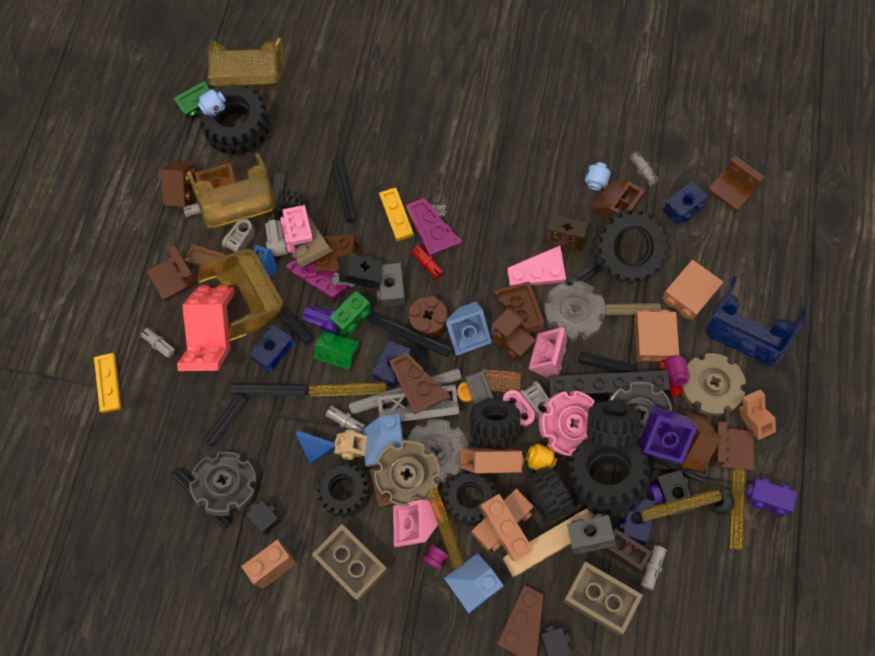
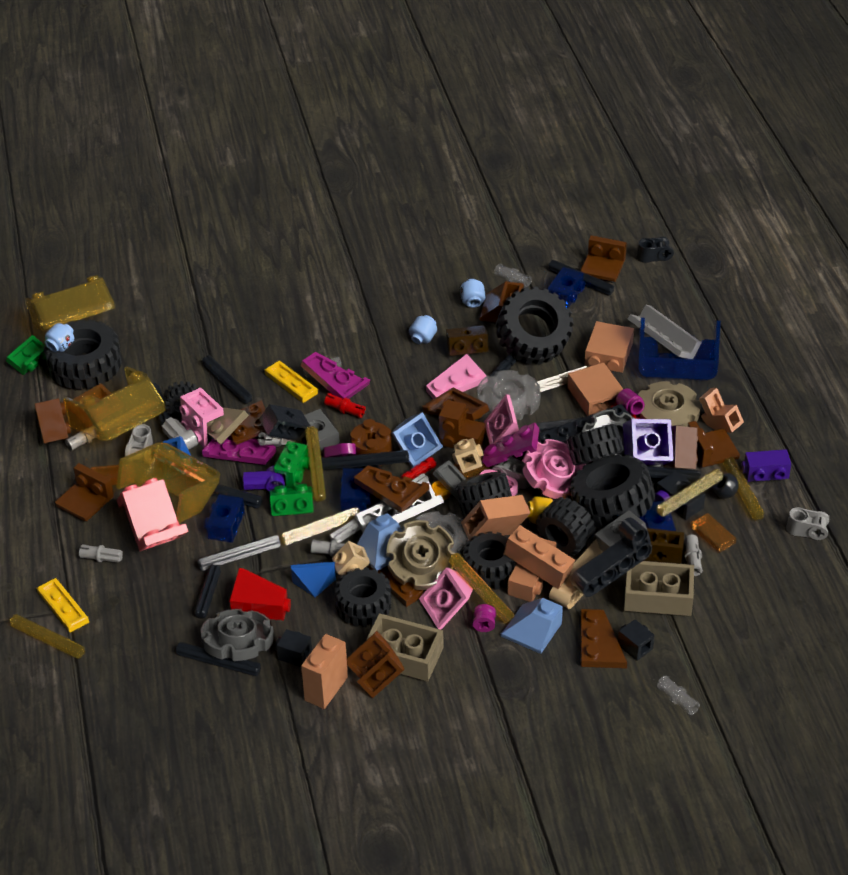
camera: 25 degrees left, 25 degrees down
(81, 412) = (47, 636): none -> clear yellow axle
(258, 448) = (259, 595): none -> red slope
(316, 575) = (375, 664): none -> reddish brown slope
(370, 322) = (315, 464): none -> clear yellow axle
(396, 317) = (340, 450): none -> magenta beam
(457, 362) = (423, 467): none -> red axle
(501, 372) = (467, 455): none -> tan brick
(533, 202) = (423, 329): none -> light blue head
(545, 384) = (511, 445): none -> magenta wing
(567, 563) = (615, 561): none -> black beam
(685, 548) = (713, 532): none -> clear orange tile
(711, 200) = (590, 281): none -> black axle
(752, 295) = (667, 332): none -> light grey fence
(780, 583) = (806, 522): none -> light grey piece
(791, 189) = (652, 248): none -> black piece

